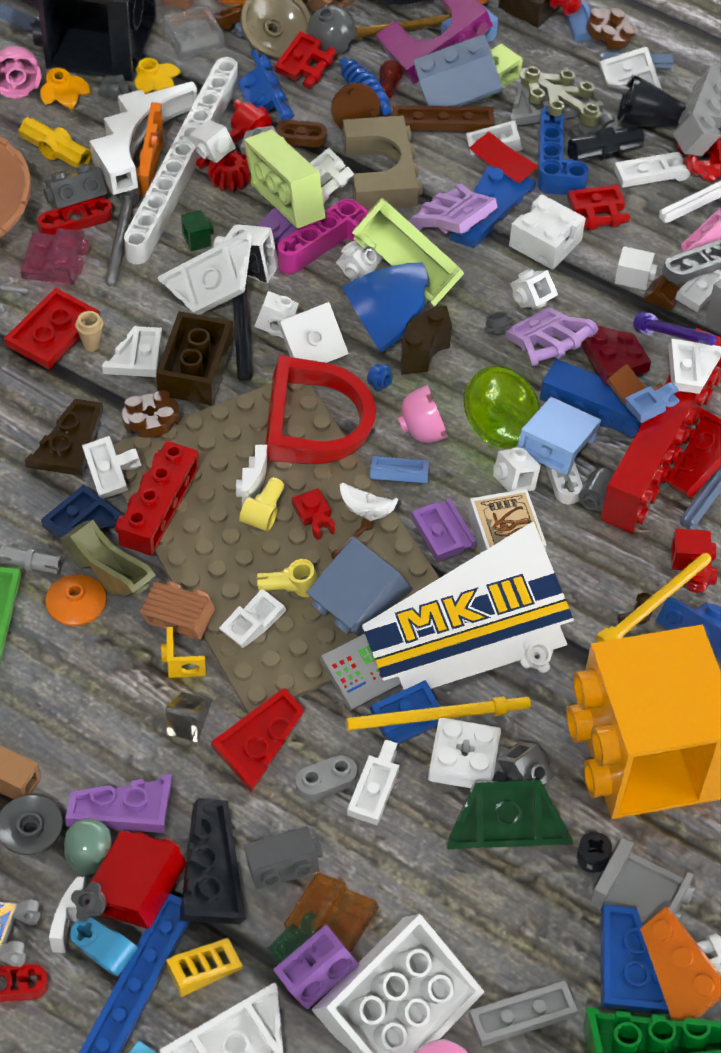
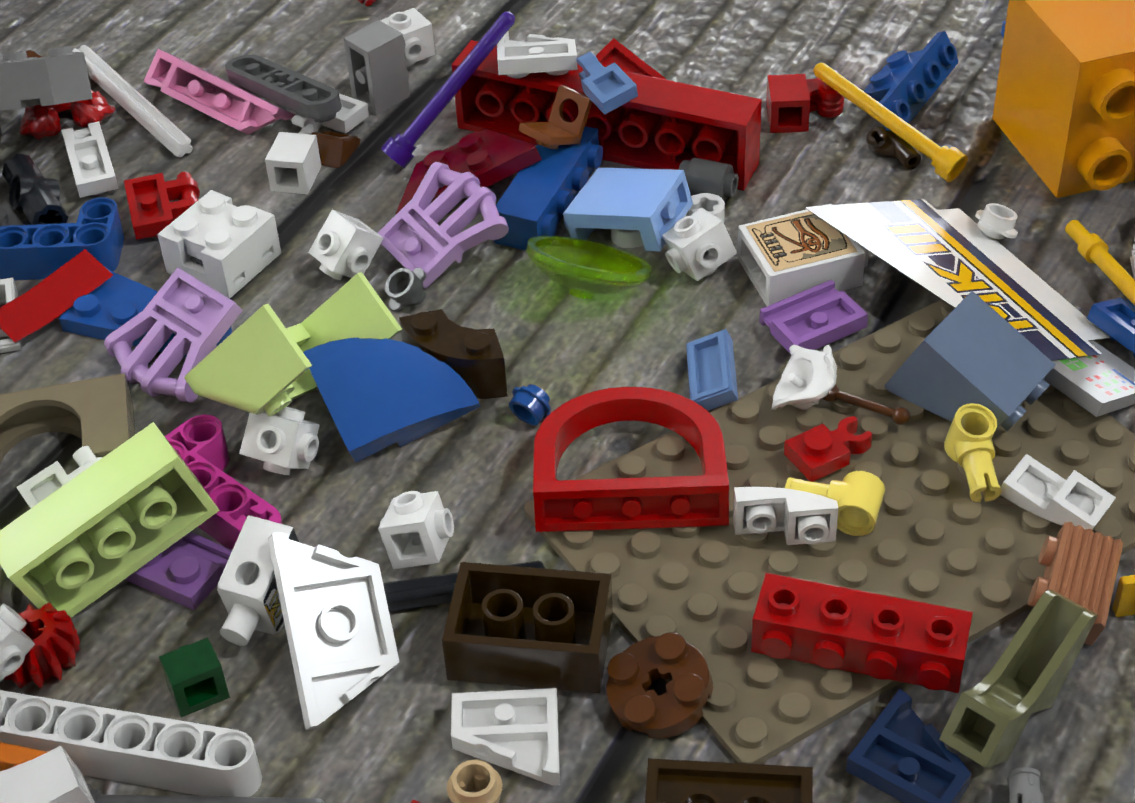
camera: 90 degrees left, 10 degrees down
(75, 609) = (1076, 768): orange dish -> none
(107, 466) = (803, 723): white plate -> none
(313, 335) = (465, 478): white plate -> none
(422, 417) = (614, 337): bright pink cylinder -> none

